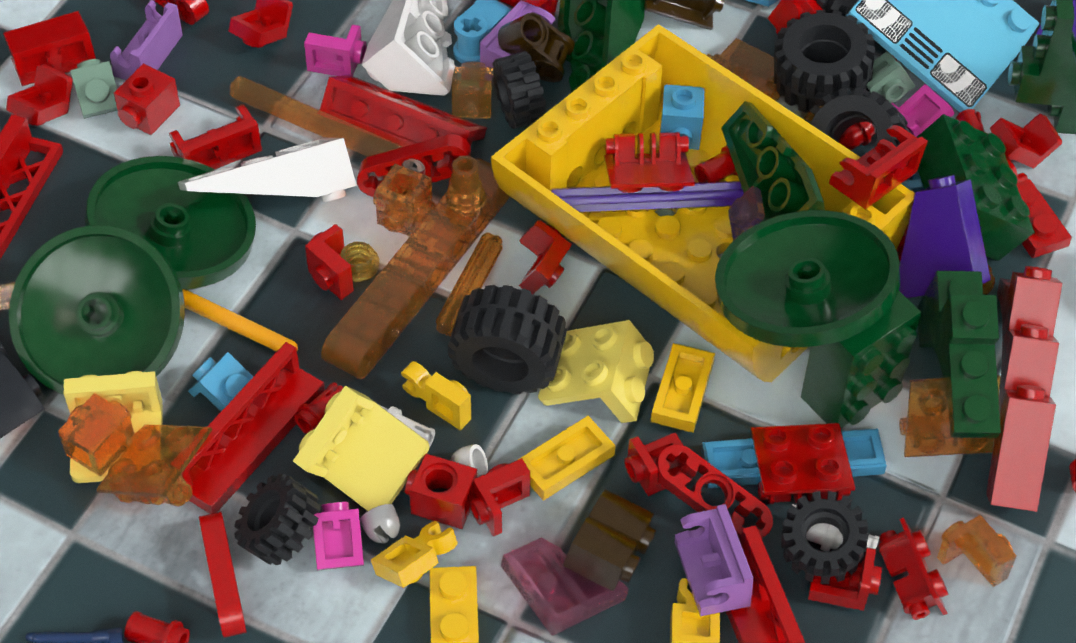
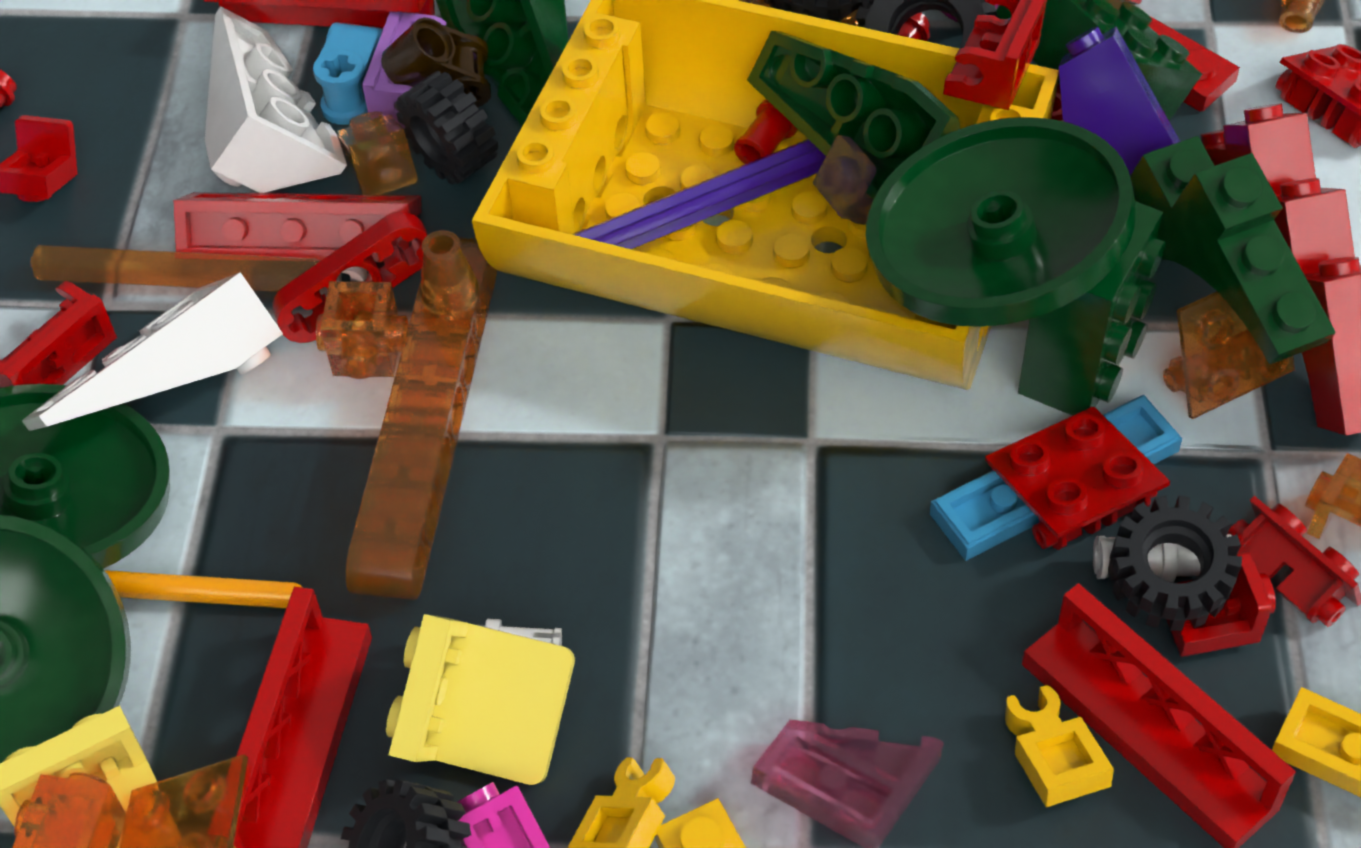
camera: 20 degrees left, 0 degrees up
(220, 380) = (218, 681): dark azure bracket -> none
(311, 414) = (380, 675): red pin -> none
(327, 265) = (292, 458): red bracket -> none
(334, 54) = (161, 170): dark pink bracket -> none
(365, 256) = (330, 425): clear yellow plate -> none
(381, 523) = (550, 789): light grey hinge -> none
(442, 397) = (548, 577): yellow plate -> none
(444, 507) = (623, 684): red brick -> none
(471, 278) = (504, 412): clear orange axle -> none
(473, 457) = (632, 657): white hinge -> none
(498, 489) = (692, 676): red bracket -> none
(507, 339) = (609, 462): black tyre -> none
(550, 248) = (598, 330): red bracket -> none
(567, 457) = (761, 595): yellow plate -> none
(604, 364) = (738, 453): light yellow bracket -> none
(609, 540) = (891, 685): dark brown brick -> none
(634, 171) = (689, 160): red hinge -> none
(641, 462) = (892, 552): red bracket -> none
(682, 387) = (867, 439): yellow plate -> none
(683, 112) = (688, 85): dark azure bracket -> none
(693, 497) = (946, 533): red beam -> none
(714, 562) = (1047, 655): medium lavender hinge -> none

